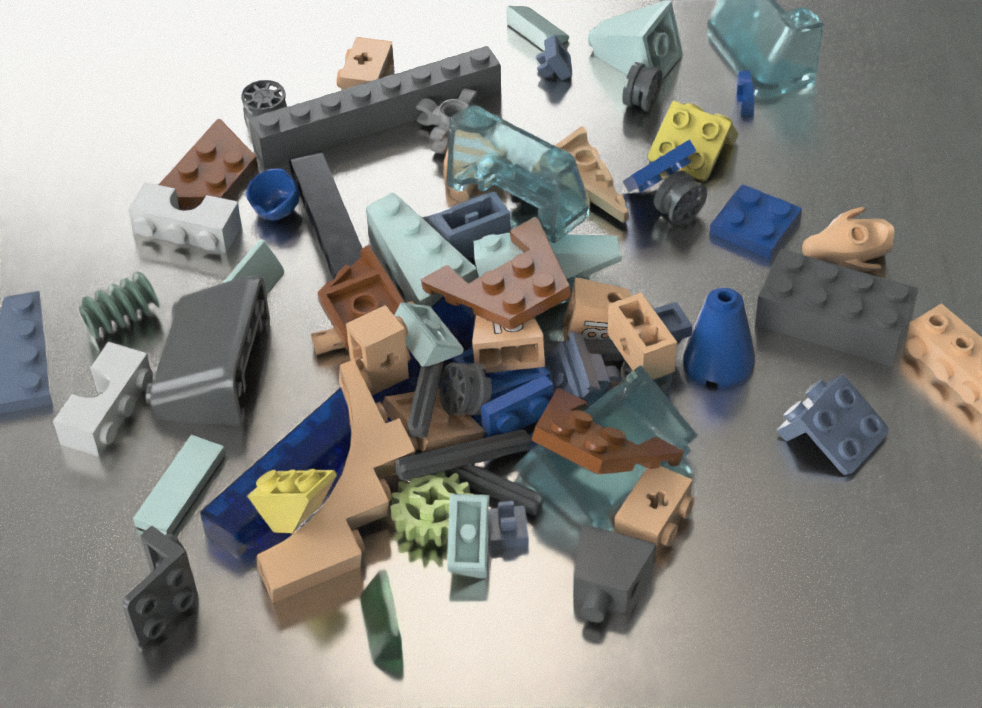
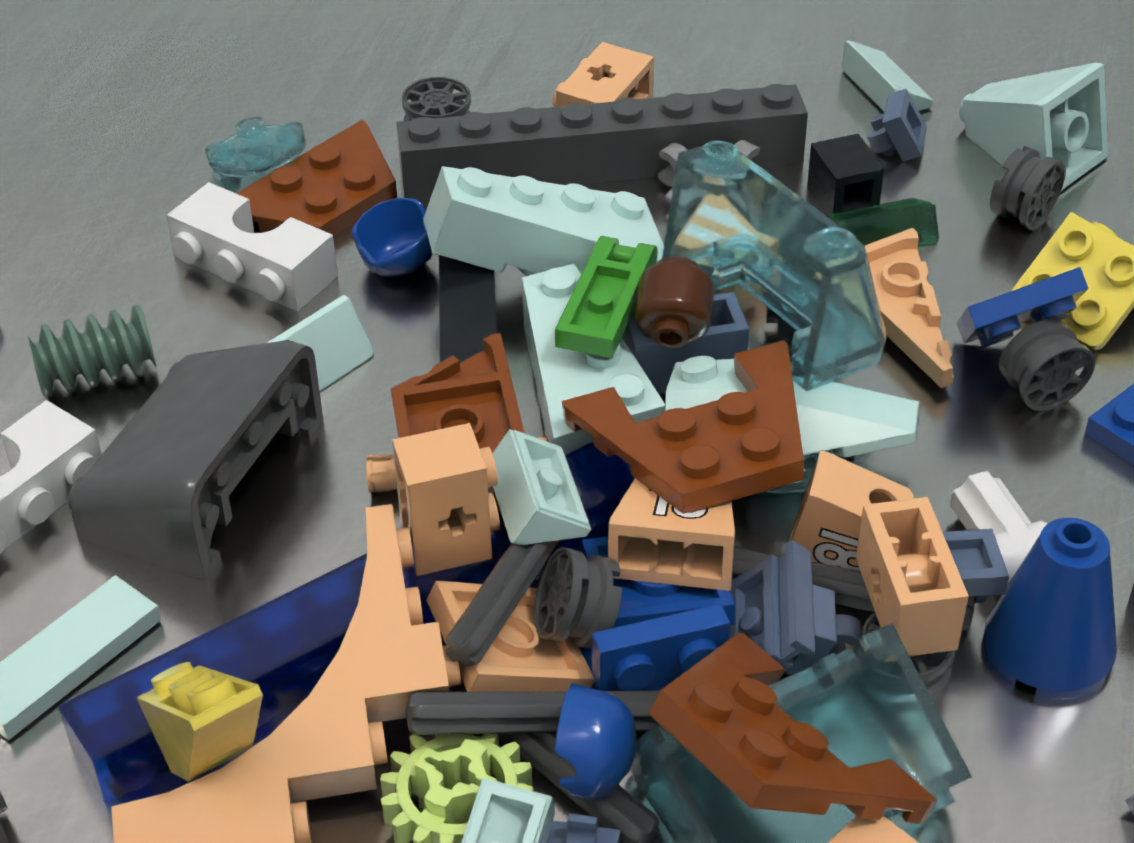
camera: 15 degrees right, 5 degrees down
(158, 151) = (256, 148): none -> clear light blue dish
(371, 173) = (528, 221): none -> light aqua wedge
(424, 210) = (604, 298): none -> bright green plate
(466, 206) = (674, 300): none -> reddish brown head
(504, 461) = (597, 739): none -> blue hair
(532, 99) = (844, 174): none -> black brick
(563, 123) = (890, 218): none -> clear green slope
(668, 288) = (988, 504): none -> white piece

